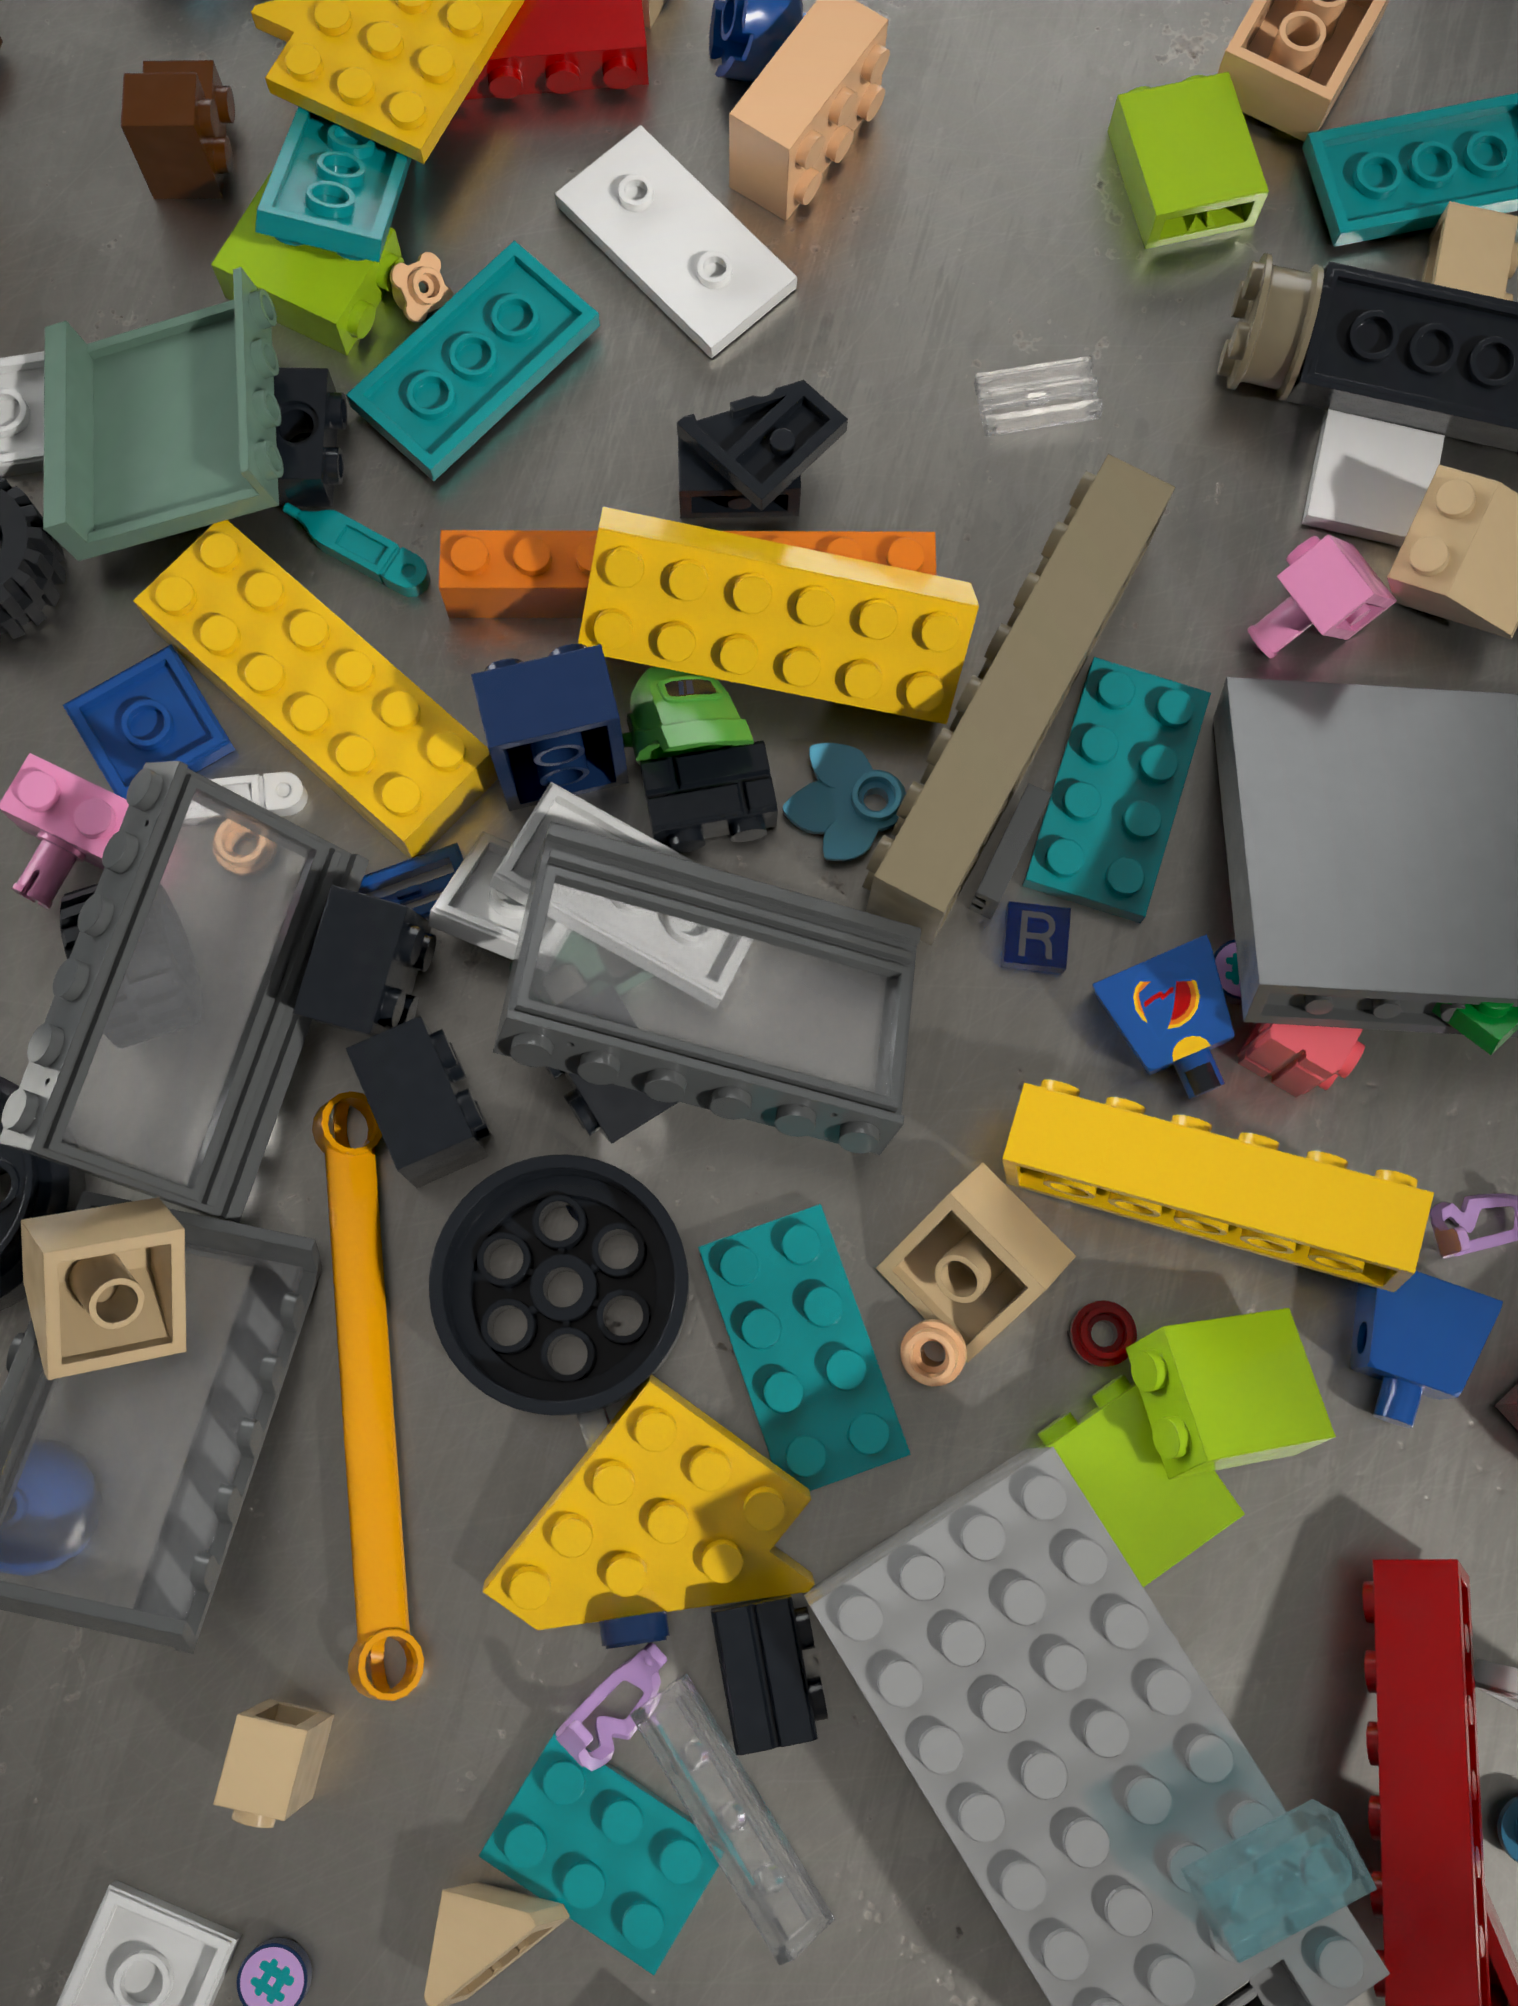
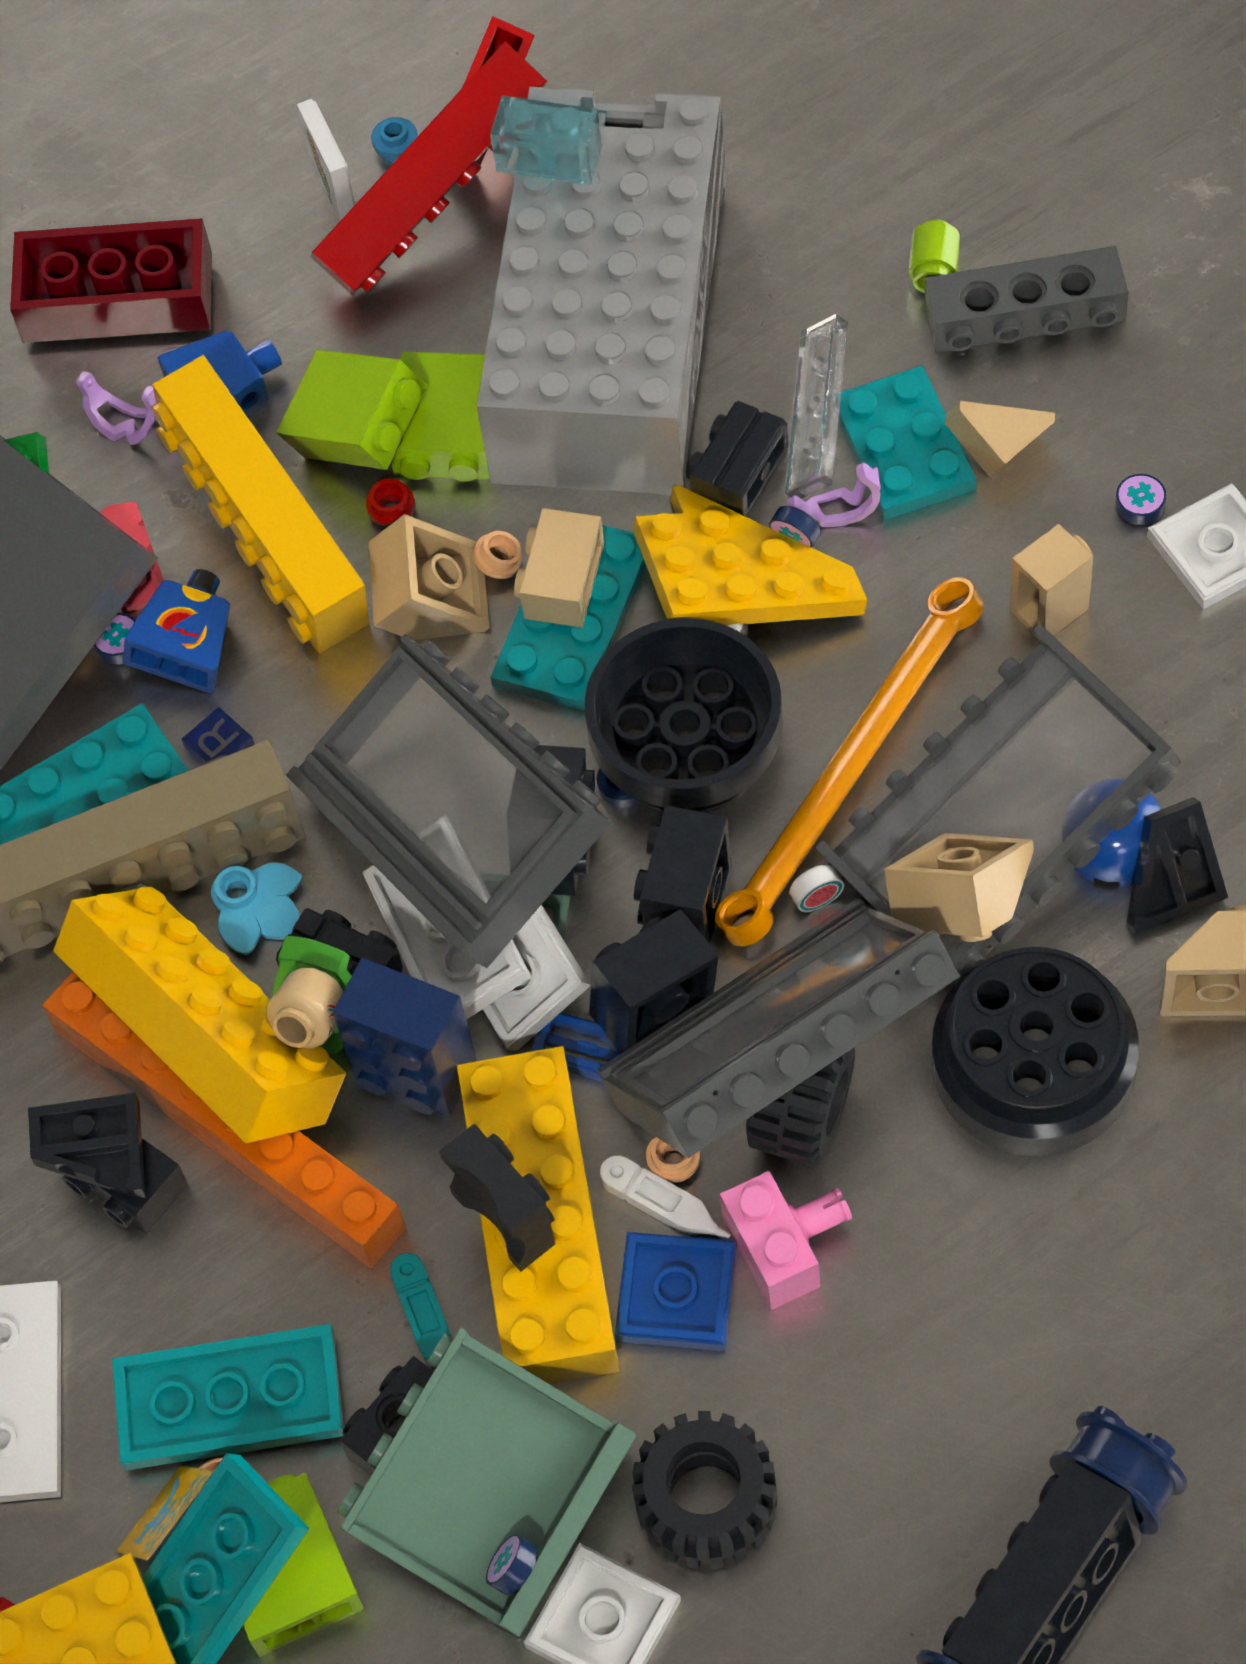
camera: 130 degrees left, 15 degrees down
(93, 372) = (511, 1564): none -> dark blue tile
(296, 1206) = (816, 888): none -> white tile
(308, 611) = (495, 1189): none -> black brick
(435, 220) = (164, 1512): none -> yellow sticker
(649, 657) = (304, 1008): none -> tan head
(835, 1365) = (560, 567): none -> tan piece

